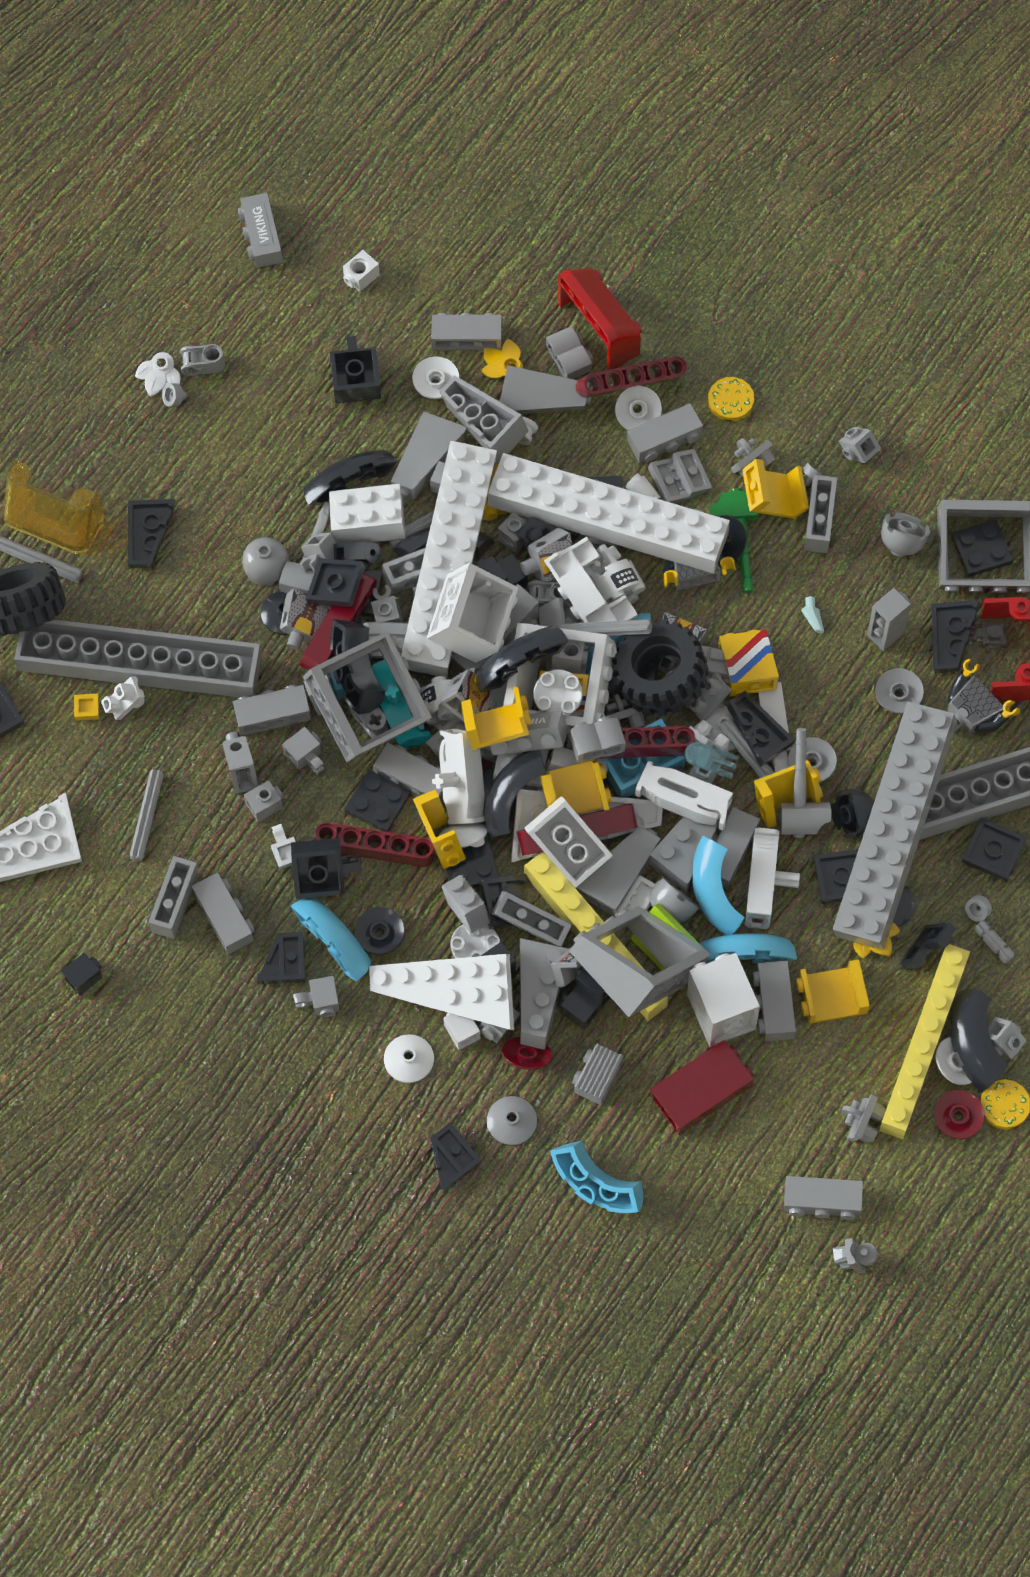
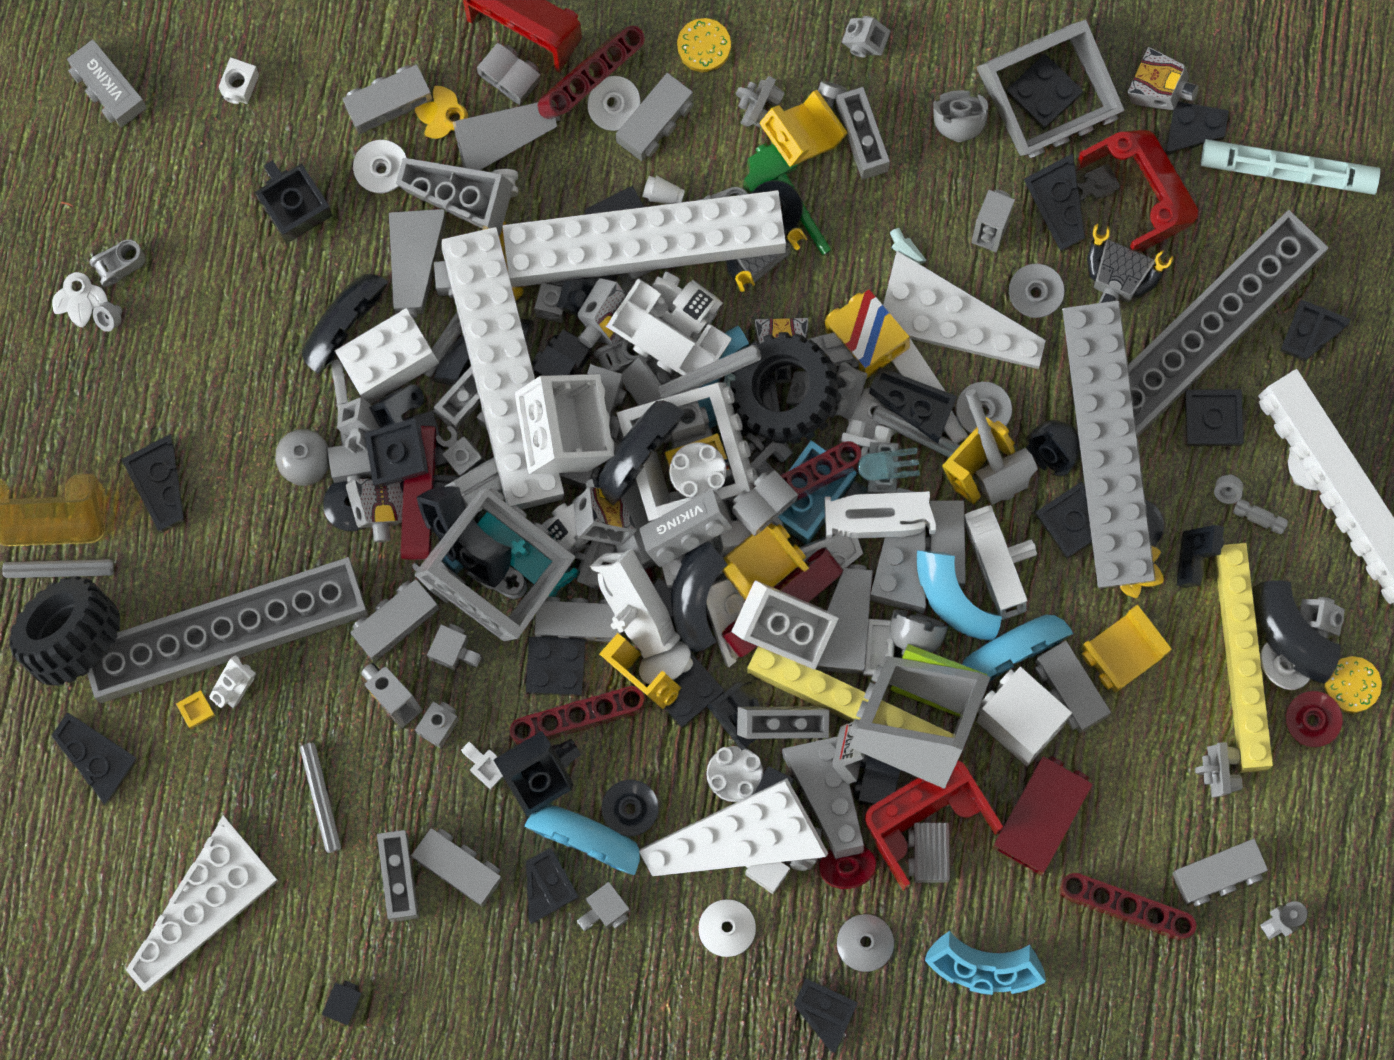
camera: 25 degrees left, 10 degrees up
(466, 903) = (707, 737): light grey brick -> none
(497, 724) = (651, 534): yellow panel -> none
(609, 1028) = (918, 801): none -> red windscreen
(680, 477) = (693, 158): light grey slope -> none
(737, 1200) = (1141, 904): none -> dark red beam
(818, 679) = (949, 317): none -> white wing

